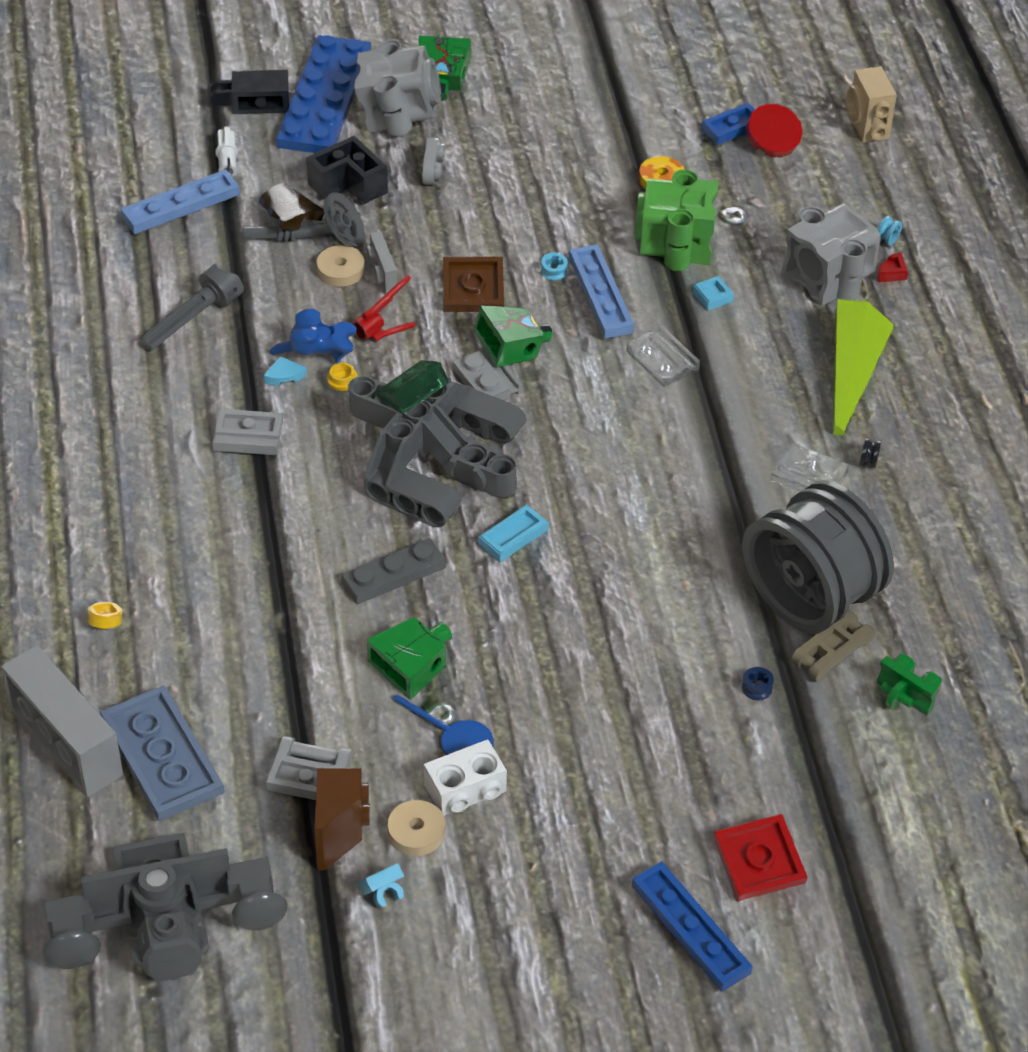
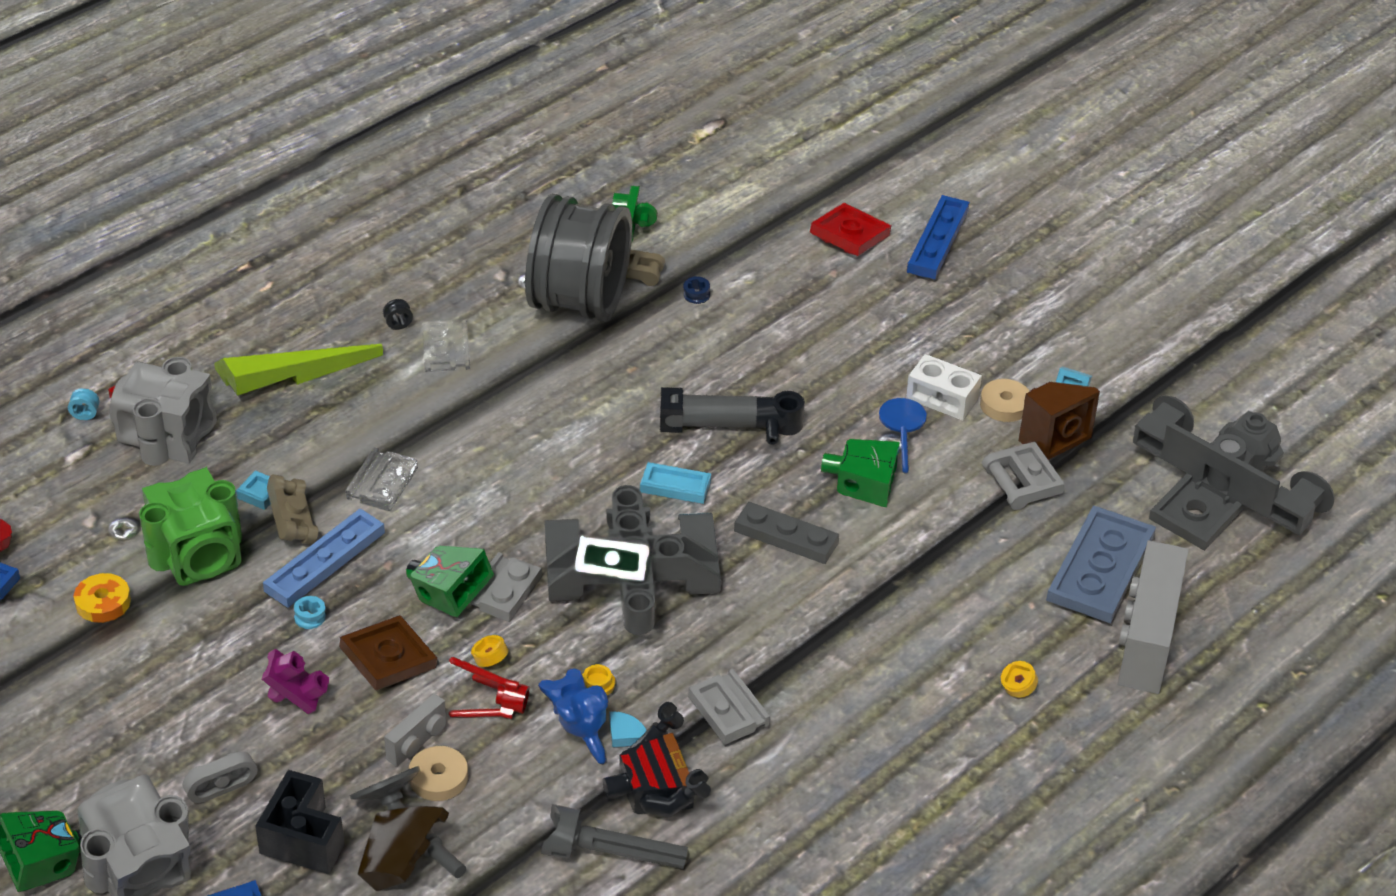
camera: 125 degrees left, 5 degrees down
(219, 356) = (655, 771): none -> torso
(425, 334) = (489, 650): none -> yellow tile
(479, 216) = (289, 680): none -> magenta hips
(530, 635) = (777, 414): none -> piece
(667, 292) = (291, 510): none -> dark tan plate

